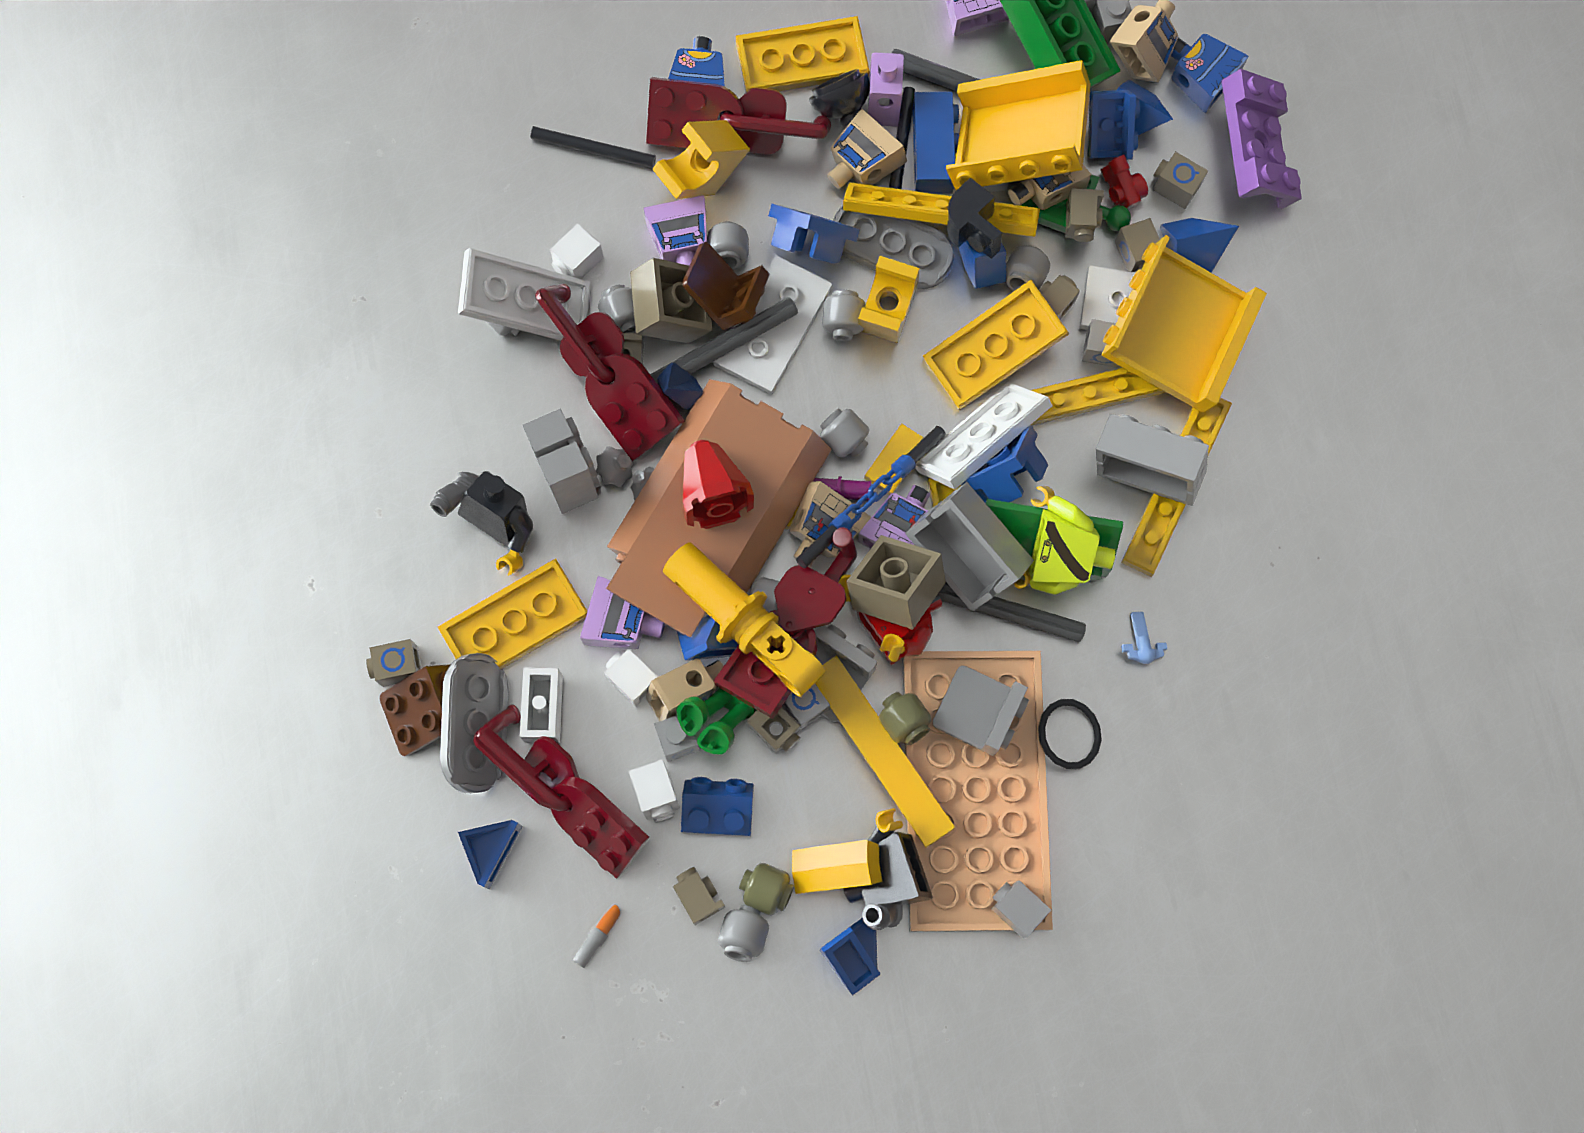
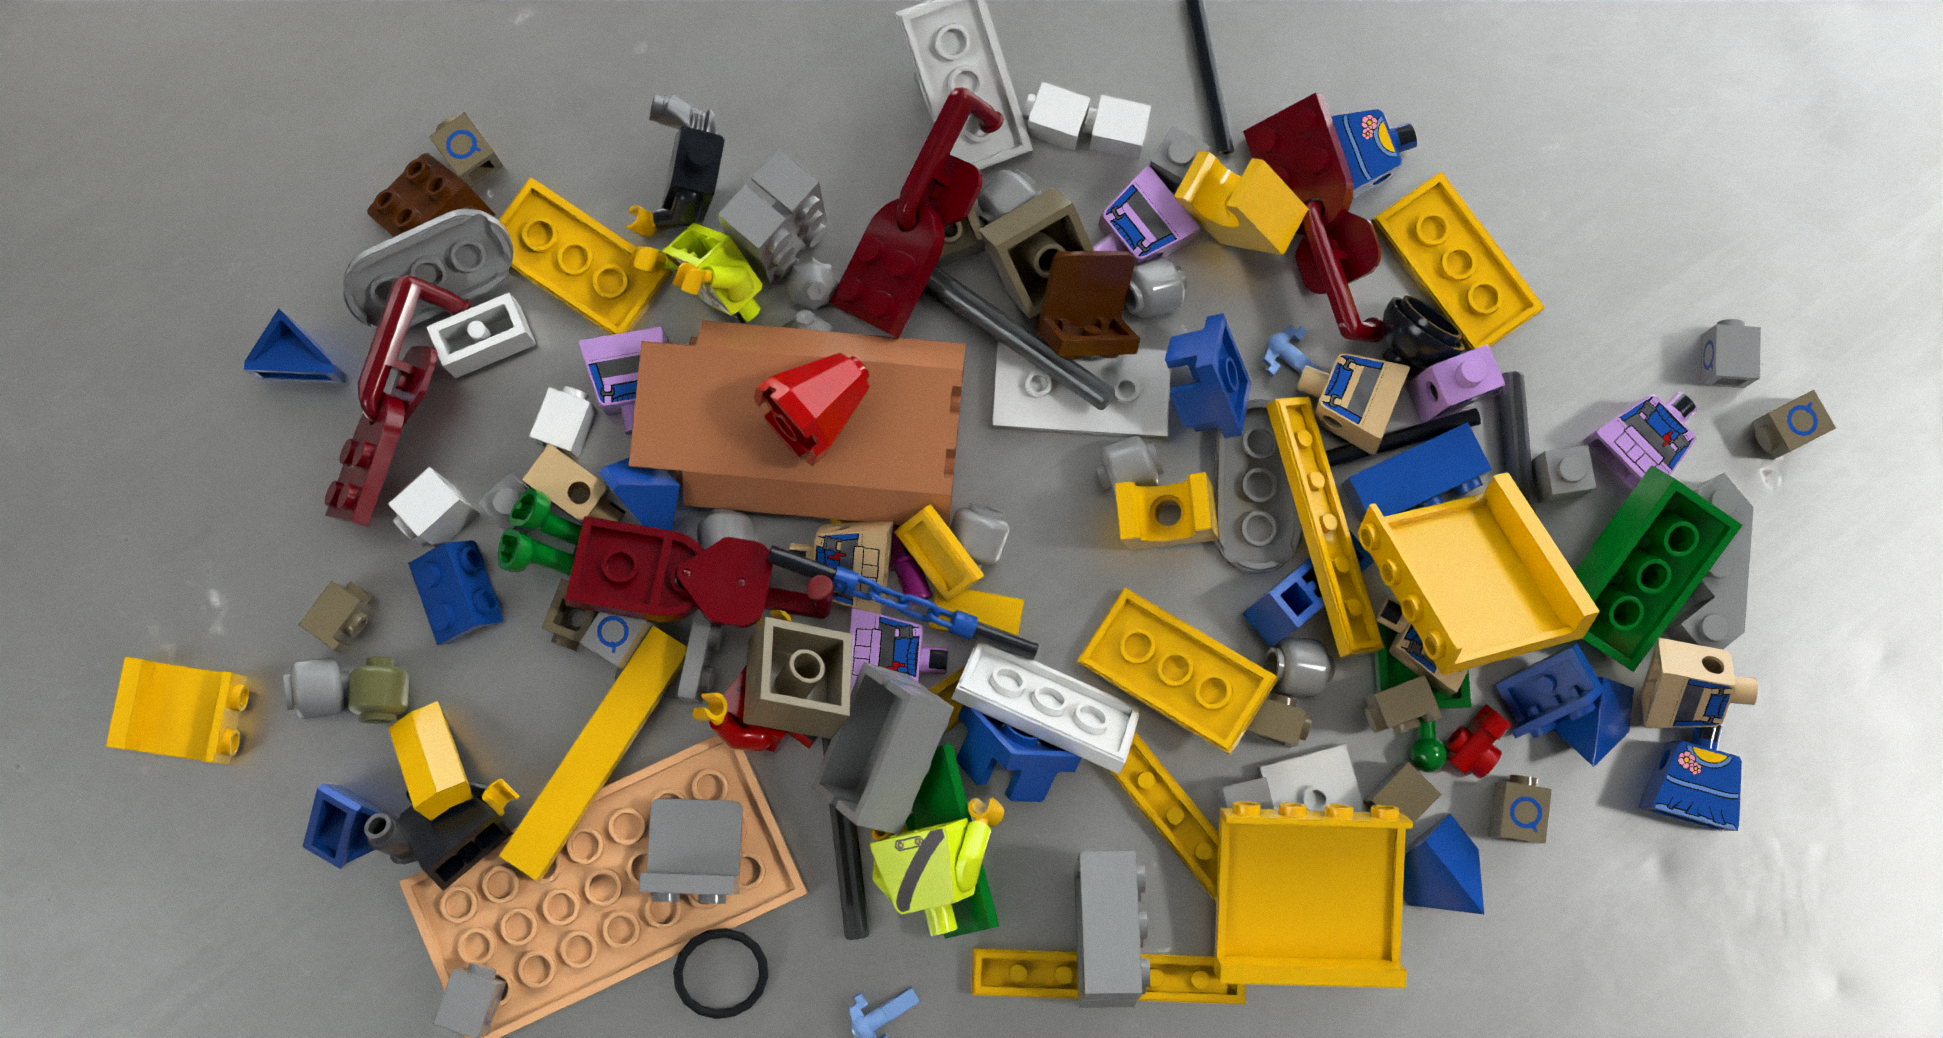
camera: 65 degrees right, 5 degrees up
(571, 523) = (708, 267): none -> neon yellow torso
(597, 936) = (249, 523): light grey piece -> none
(605, 217) = (1118, 126): none -> white brick
(646, 189) = (1176, 157): none -> light grey brick
(680, 386) = (941, 313): dark blue slope -> none
(714, 1043) = (178, 711): none -> yellow panel
(743, 618) = (664, 513): yellow piece -> none
(805, 186) = (1280, 346): none -> light blue piece
(847, 459) = (939, 553): none -> yellow tile
(905, 718) = (643, 763): olive head -> none
(968, 218) = (1320, 557): black brick -> none
(974, 52) = (1563, 474): none -> light grey brick
(1255, 137) = (1664, 869): medium lavender piece -> none

